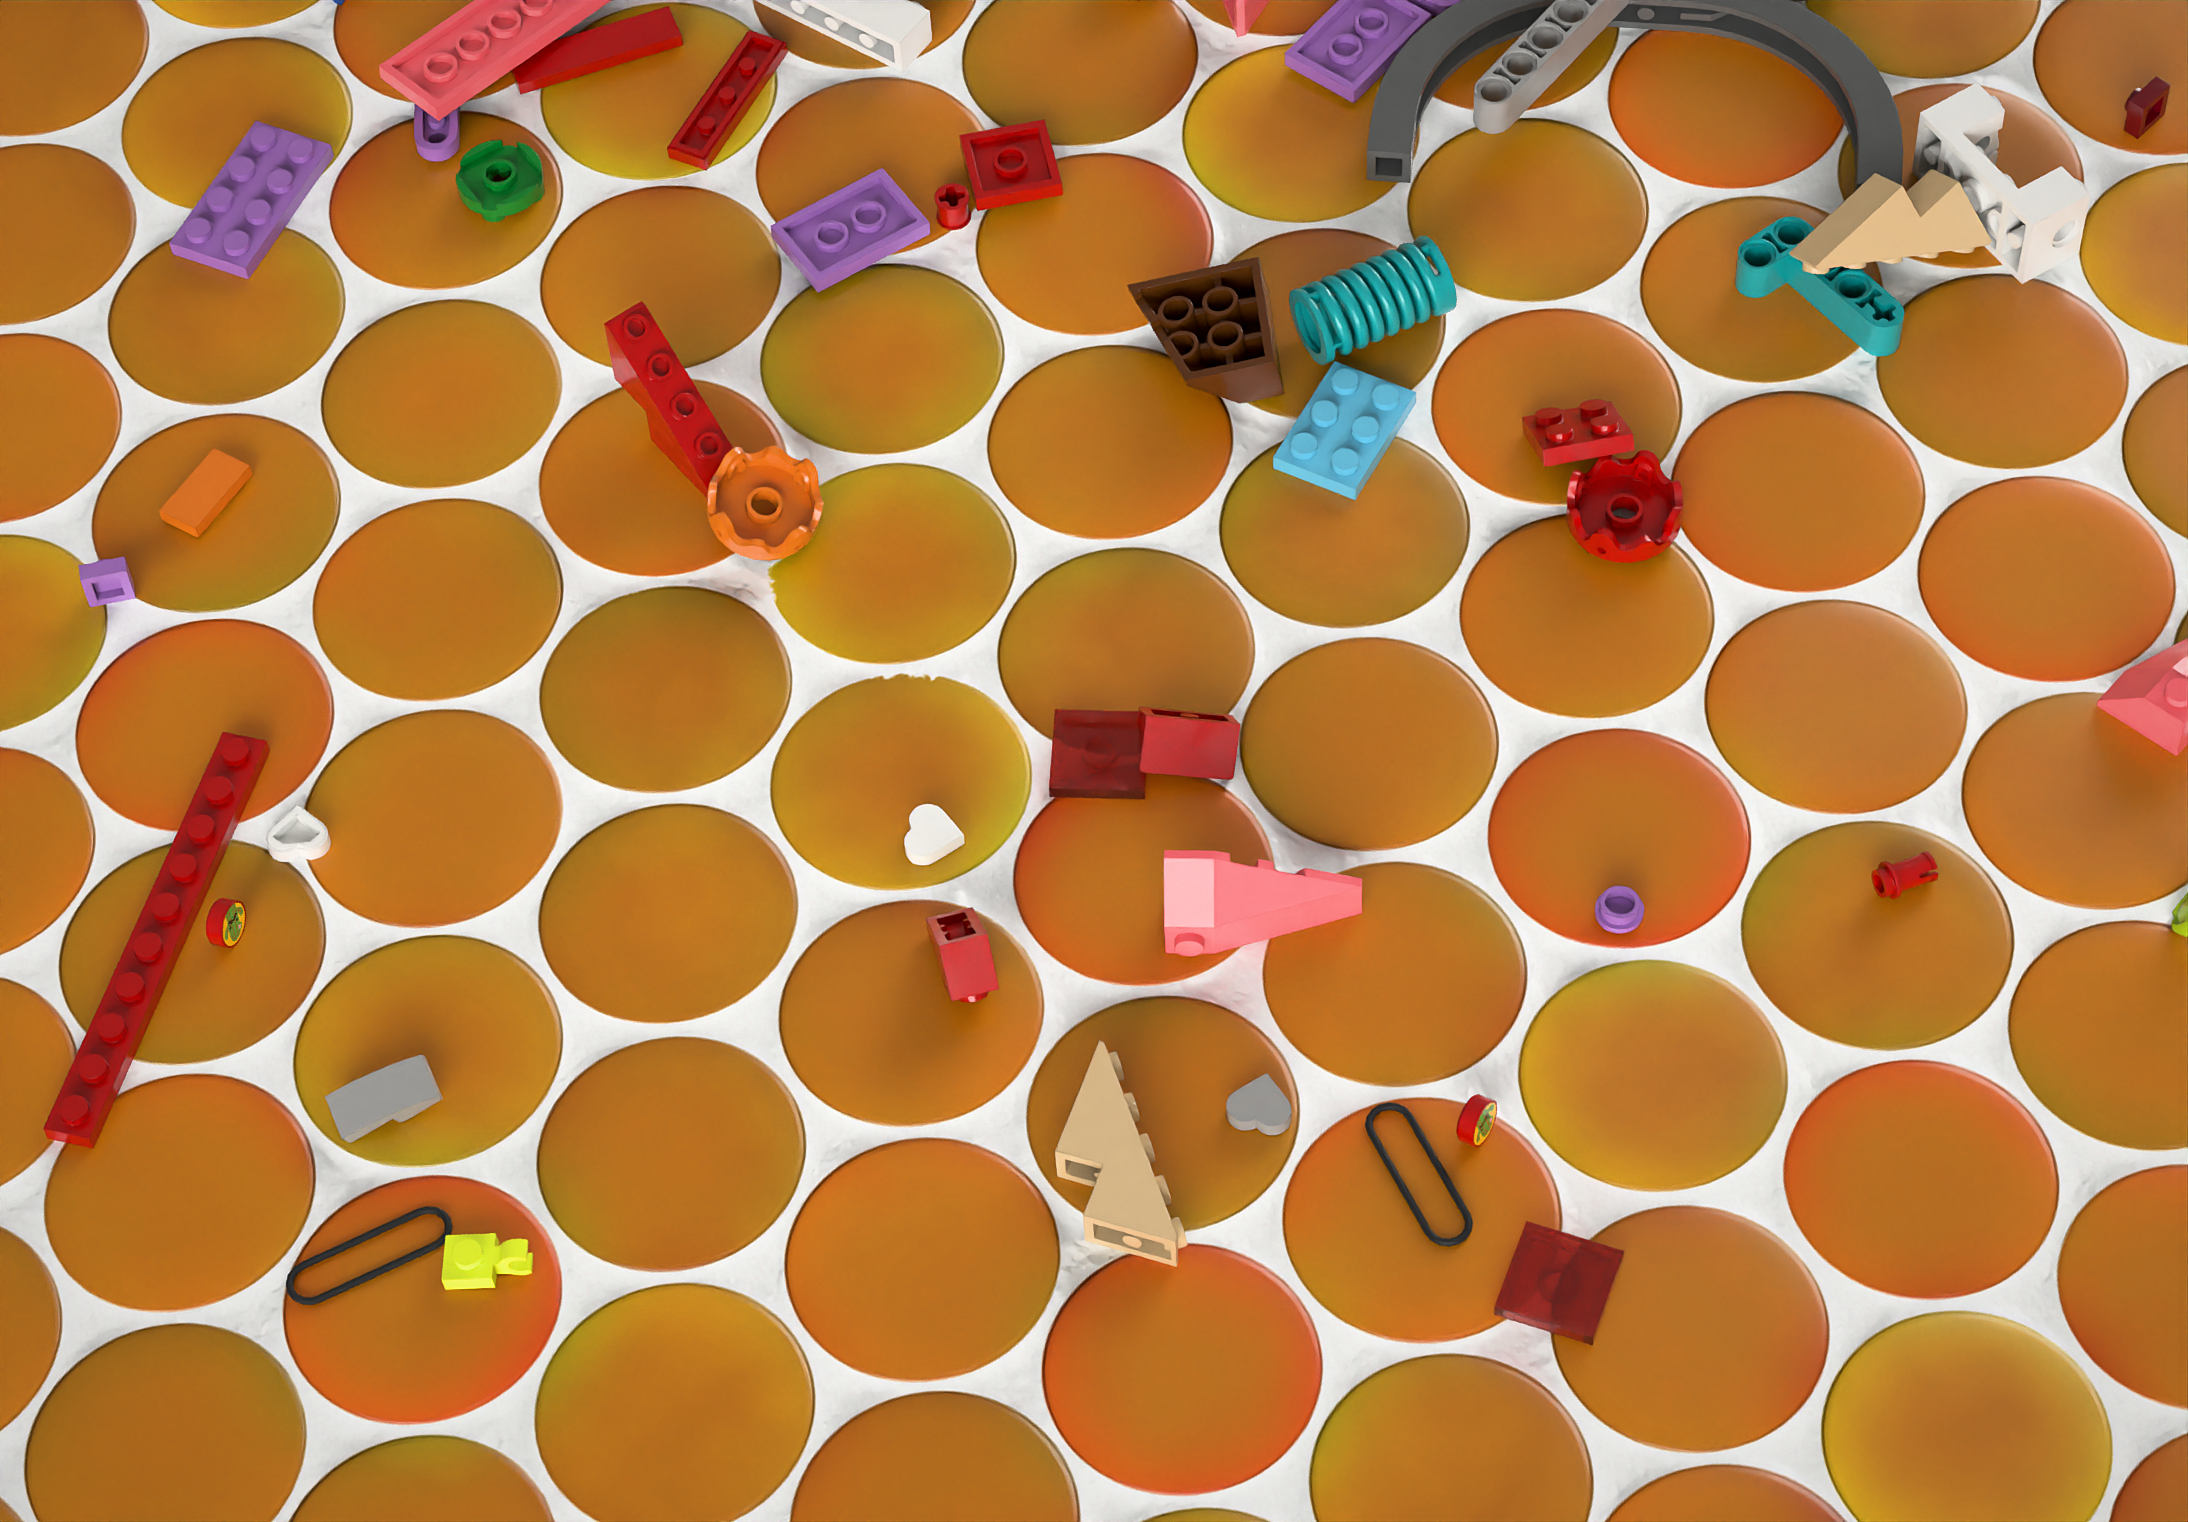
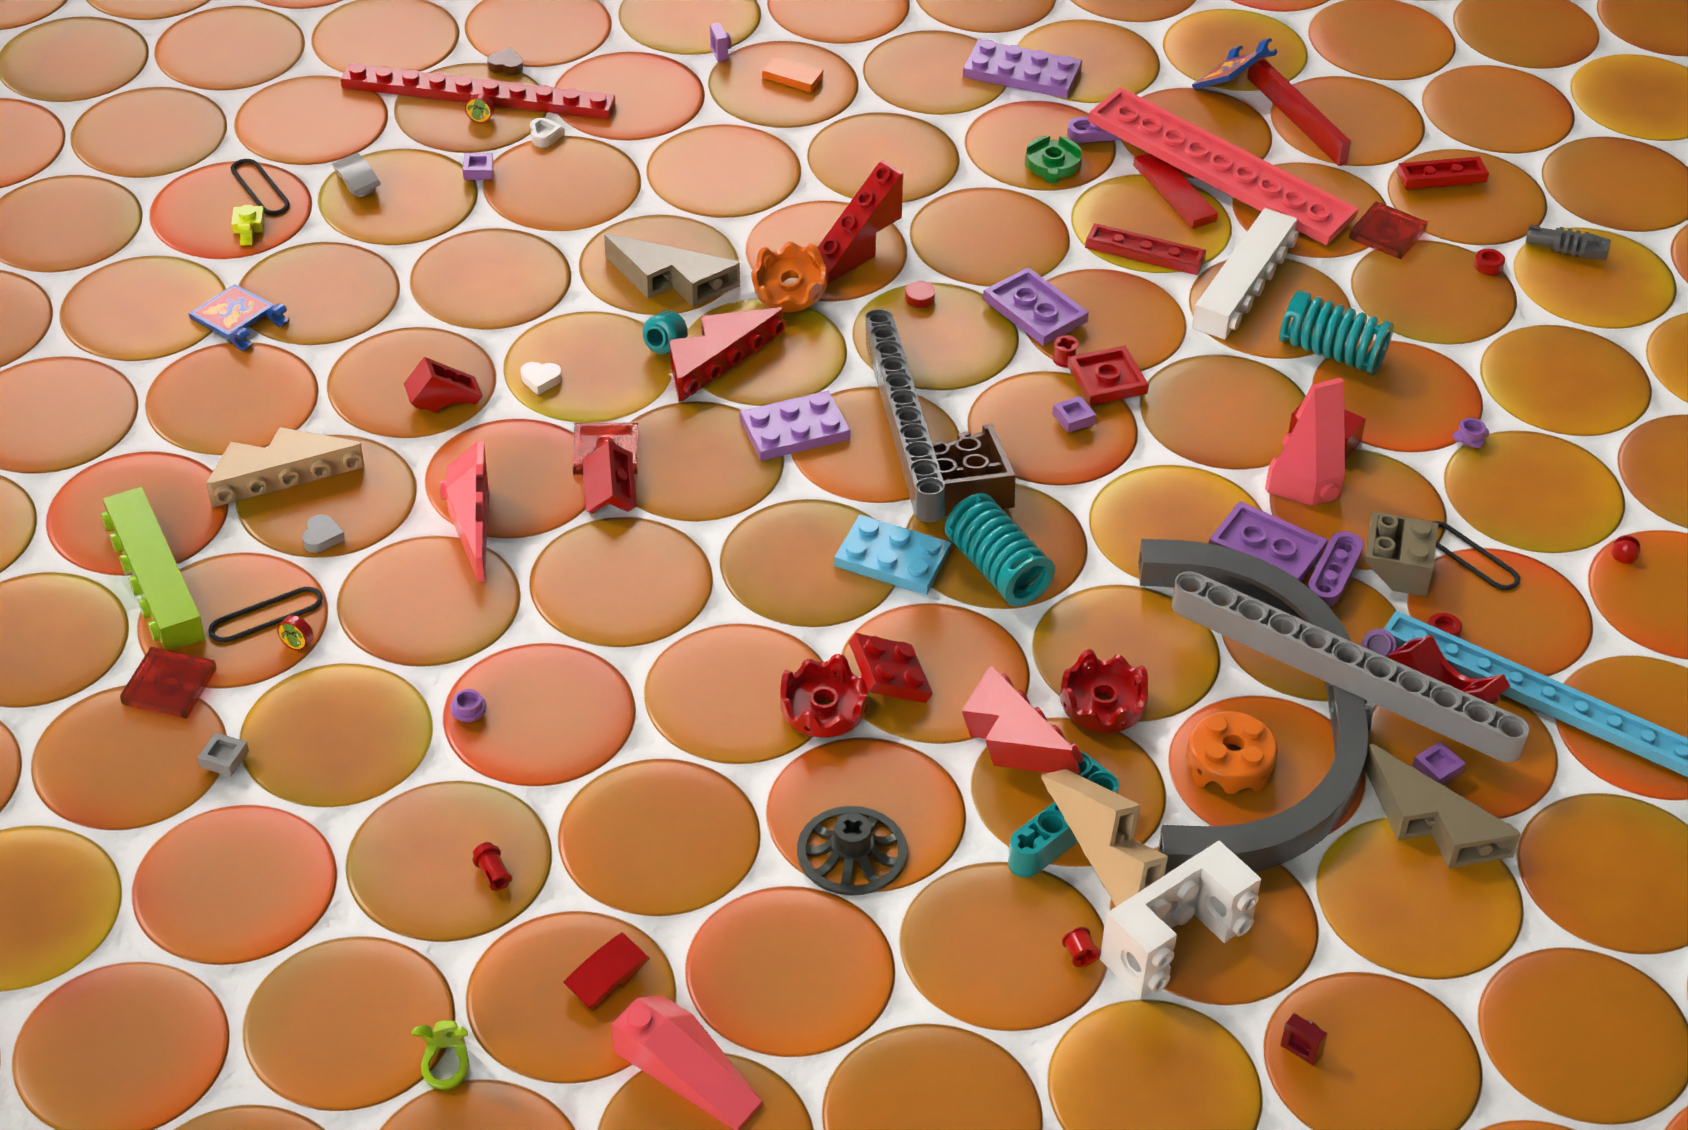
camera: 80 degrees right, 10 degrees down
(81, 893) = (505, 61): none -> tile
(388, 923) = (478, 166): none -> medium lavender plate
(703, 668) = (660, 267): none -> dark tan slope
(720, 1263) = (234, 312): none -> flag
(797, 364) = (920, 294): none -> tile
(870, 663) = (661, 329): none -> teal head
(897, 598) = (723, 344): none -> slope
(1072, 527) = (794, 425): none -> plate
(1089, 208) = (1074, 414): none -> medium lavender plate
(1112, 370) = (905, 417): none -> dark grey beam
(1334, 1316) = (153, 570): none -> lime brick
(1613, 204) = (1111, 677): none -> red plate
(1708, 1195) = (223, 754): none -> light grey plate
(1710, 300) = (1015, 730): none -> slope
(1718, 135) = (1231, 769): none -> orange plate
(1863, 494) = (852, 842): none -> pearl dark grey wheel
(2019, 290) = (1081, 947): none -> red axle
(2079, 749) = (605, 969): none -> red slope

